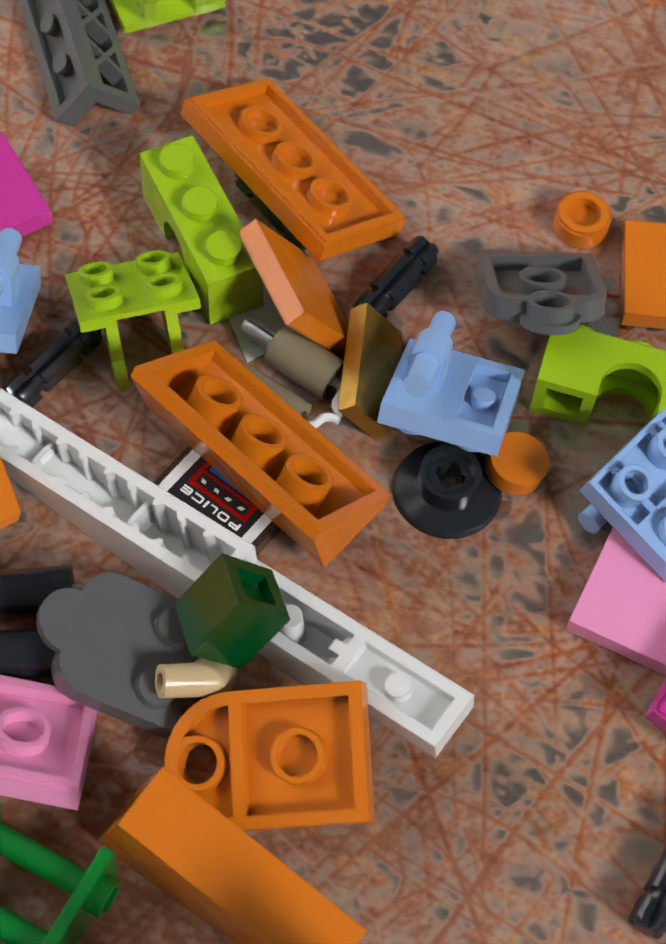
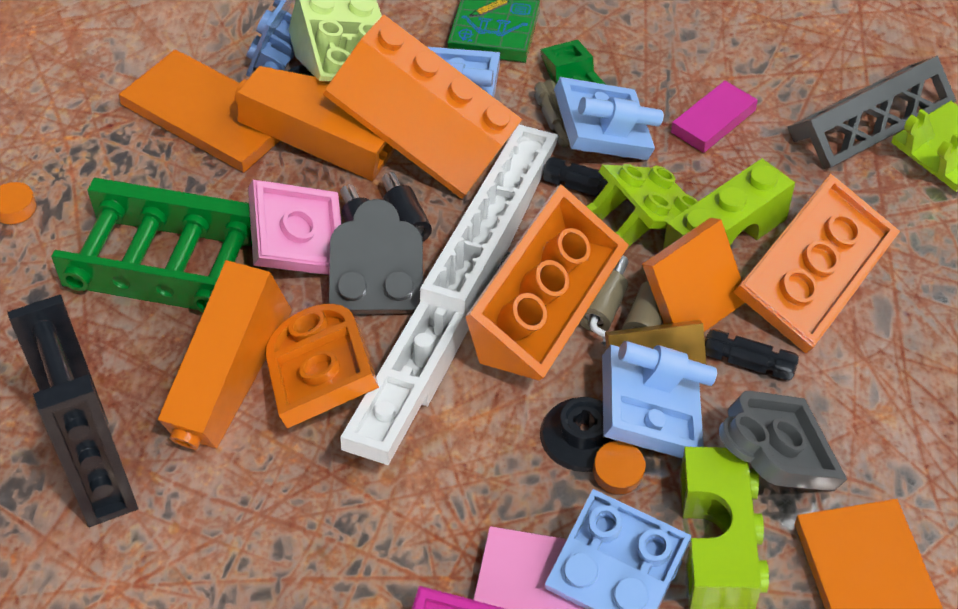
camera: 80 degrees right, 10 degrees down
(194, 679) = (369, 313): tan arm -> none
(231, 611) = (410, 301): dark green panel -> none
(582, 219) = (885, 472): orange tile -> none

